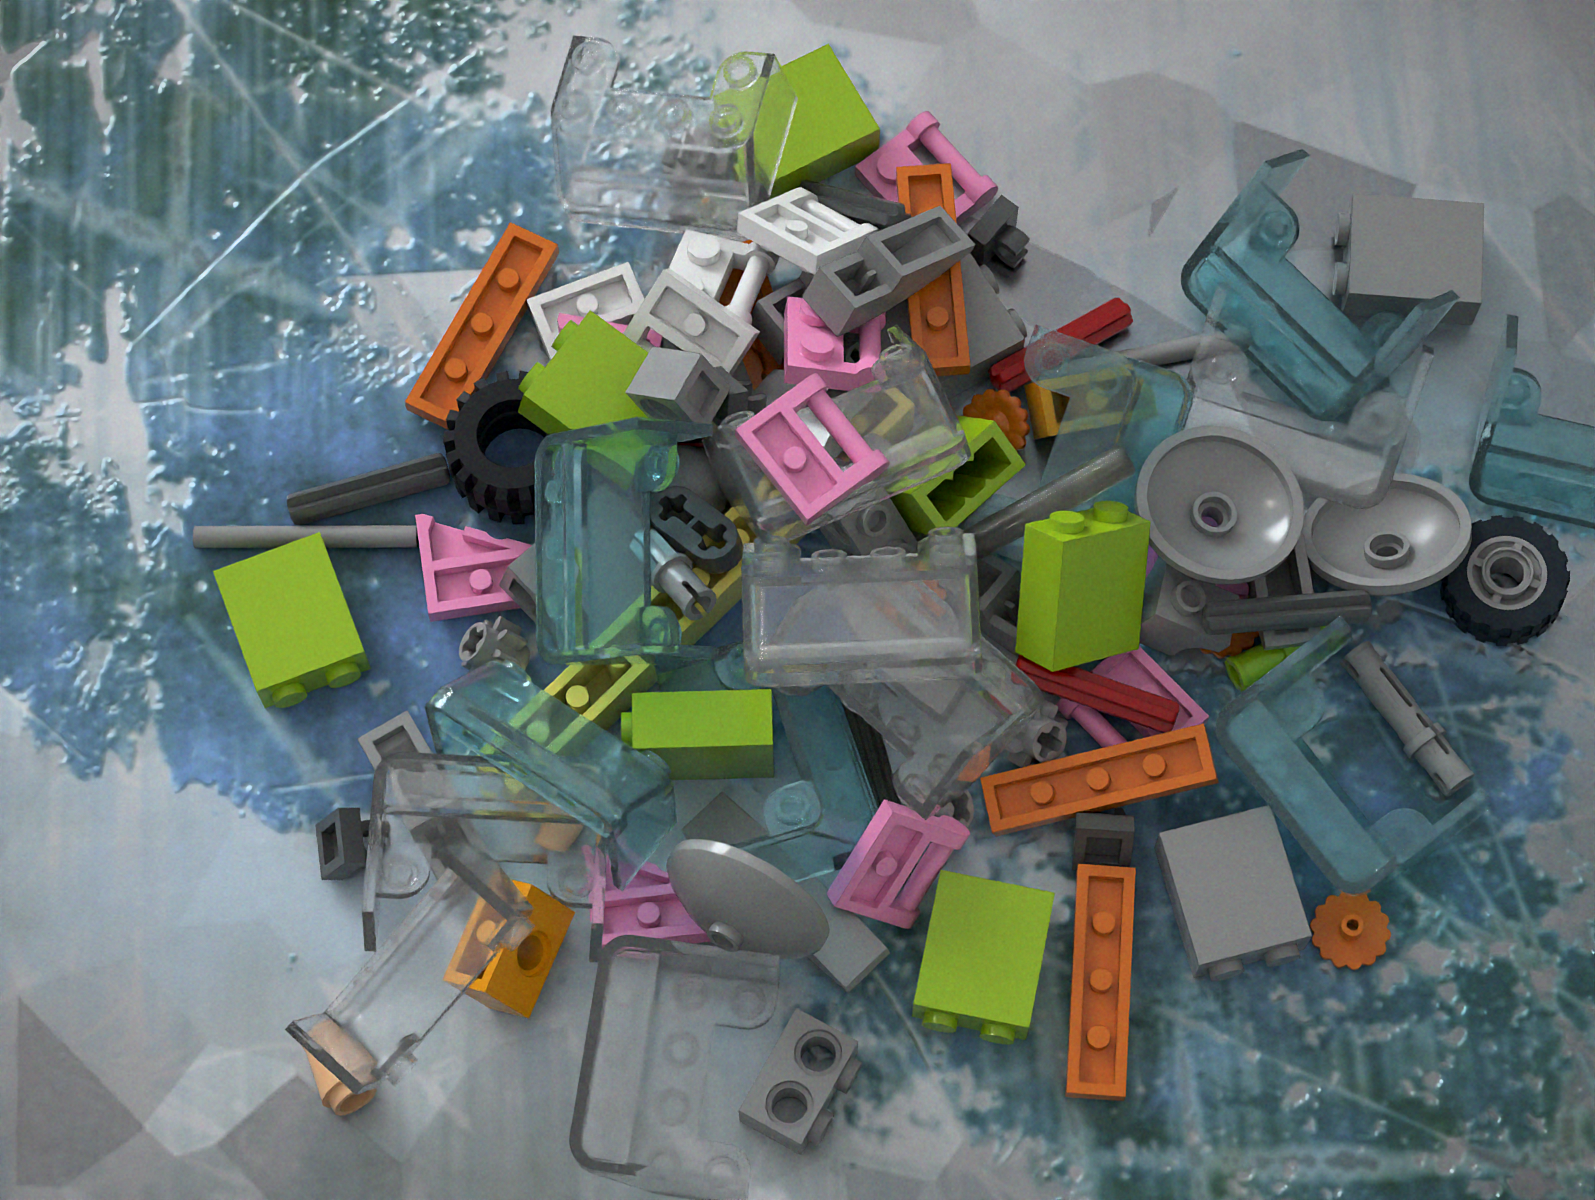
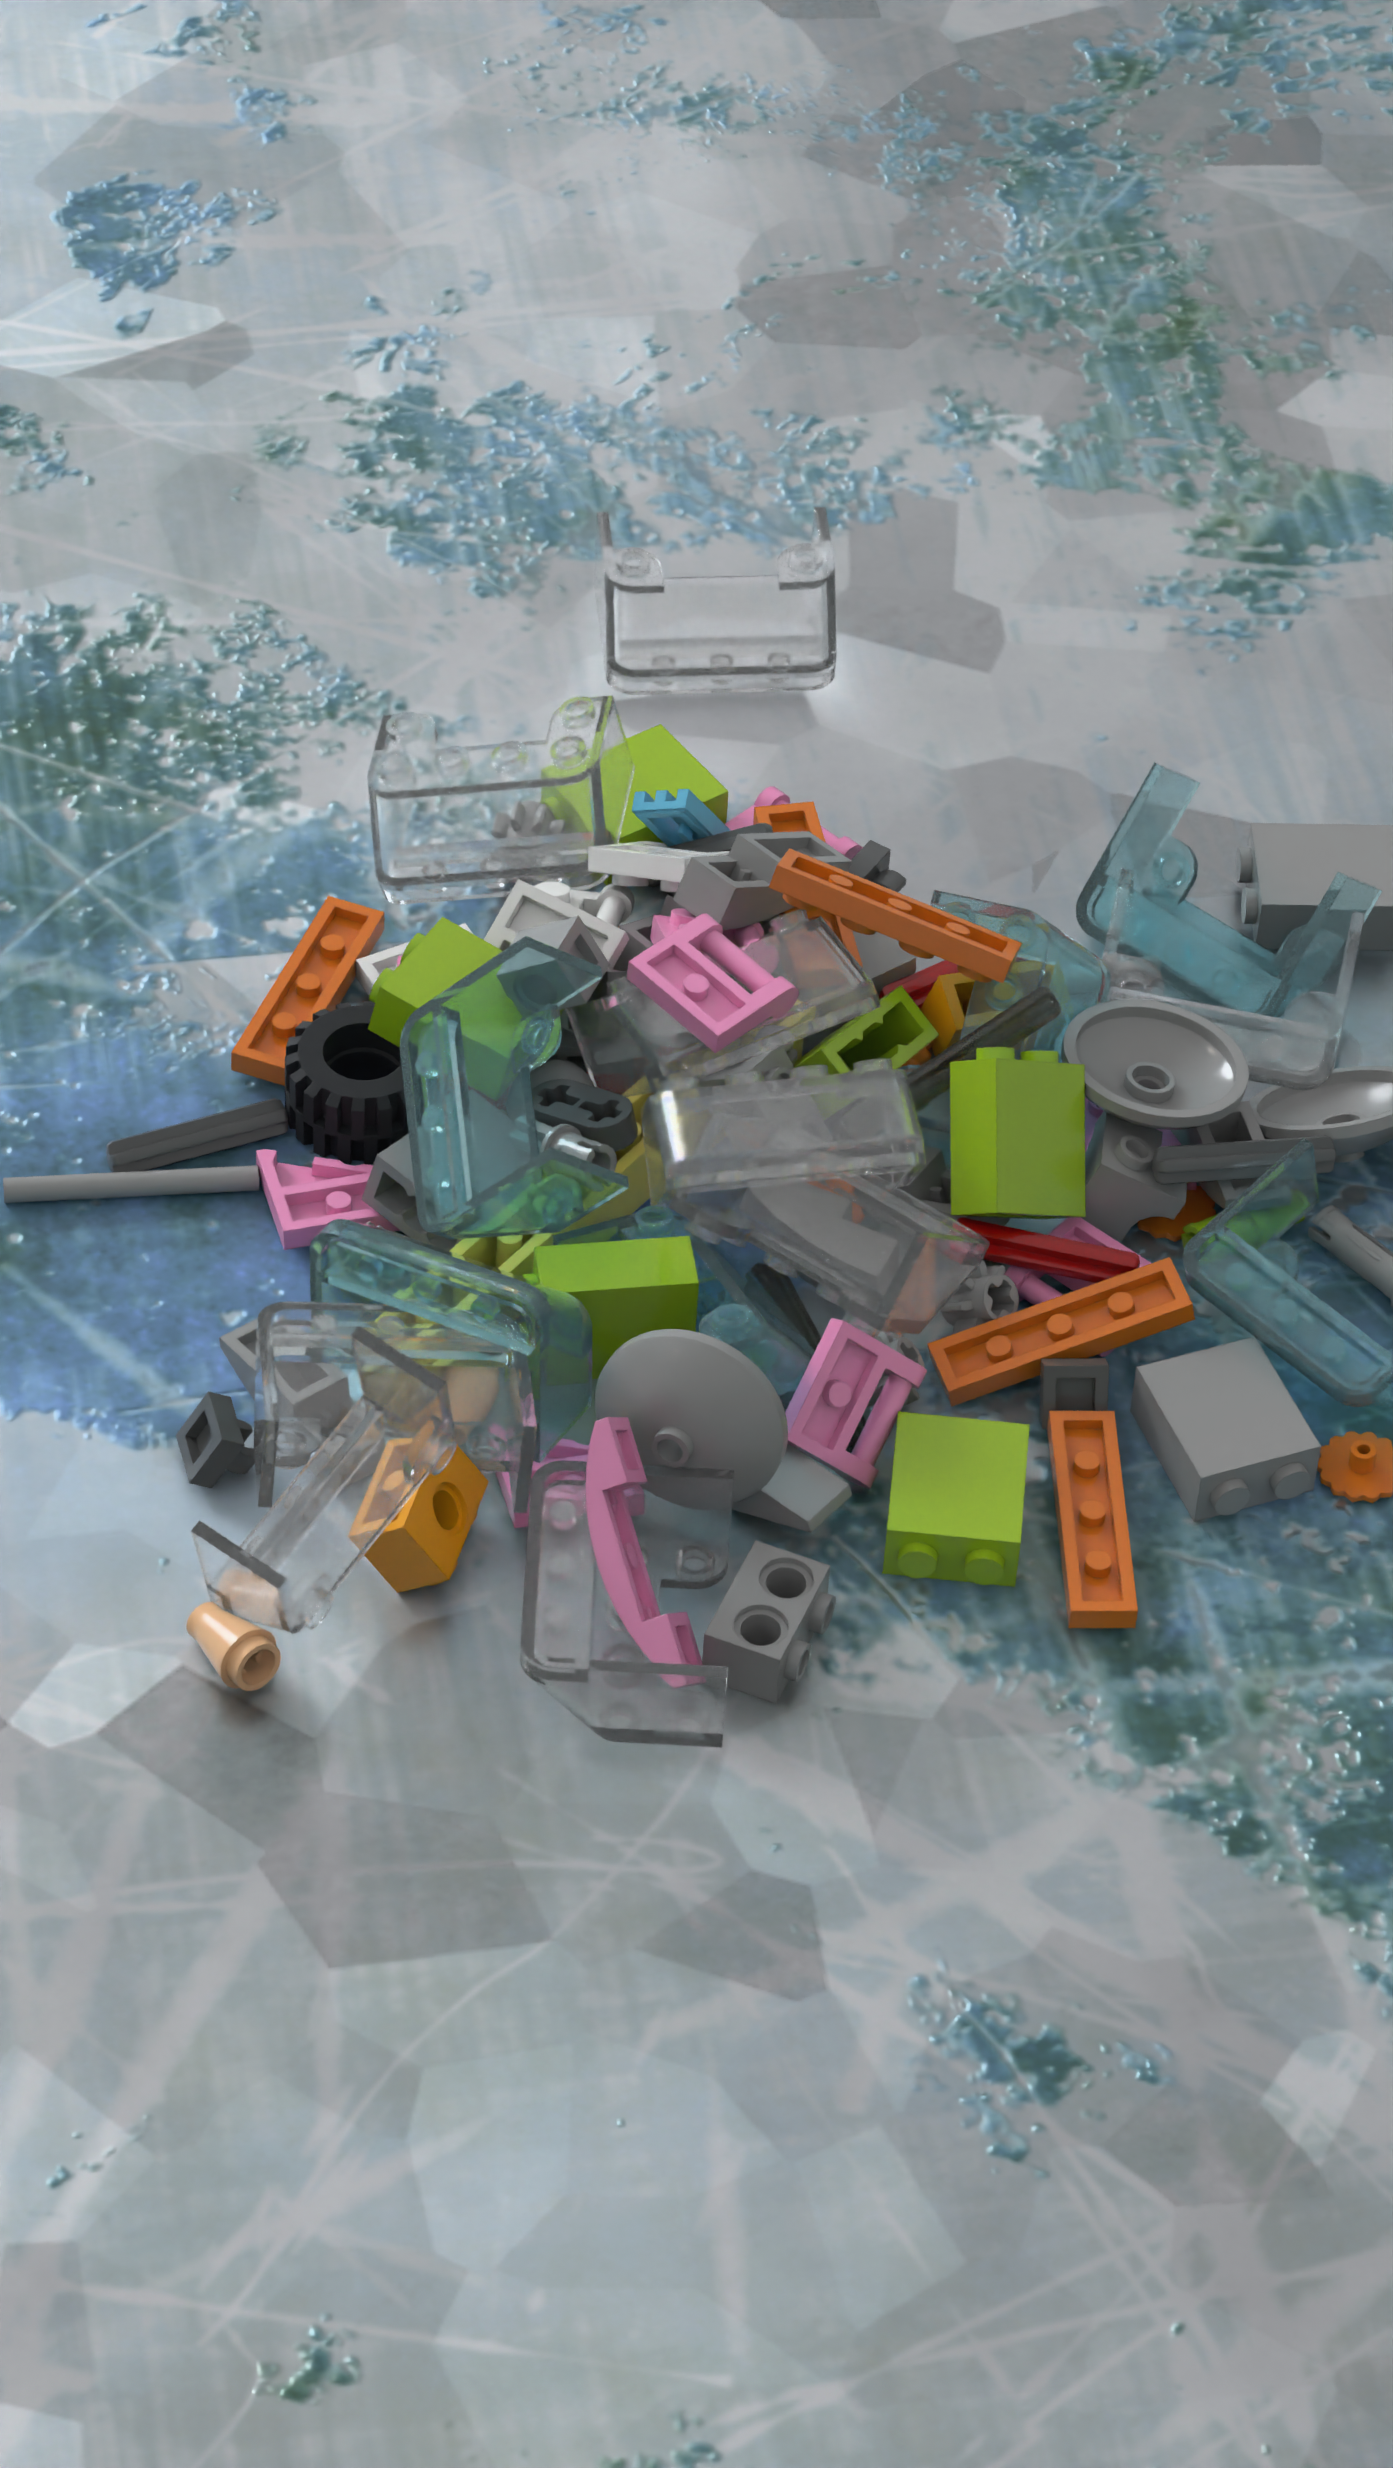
camera: 10 degrees left, 25 degrees down
(292, 621) = (128, 1248): lime brick -> none
(699, 1103) = (610, 1469): none -> bright pink slope
(834, 174) = (676, 818): none -> medium azure tile
(993, 365) = (874, 908): none -> orange plate

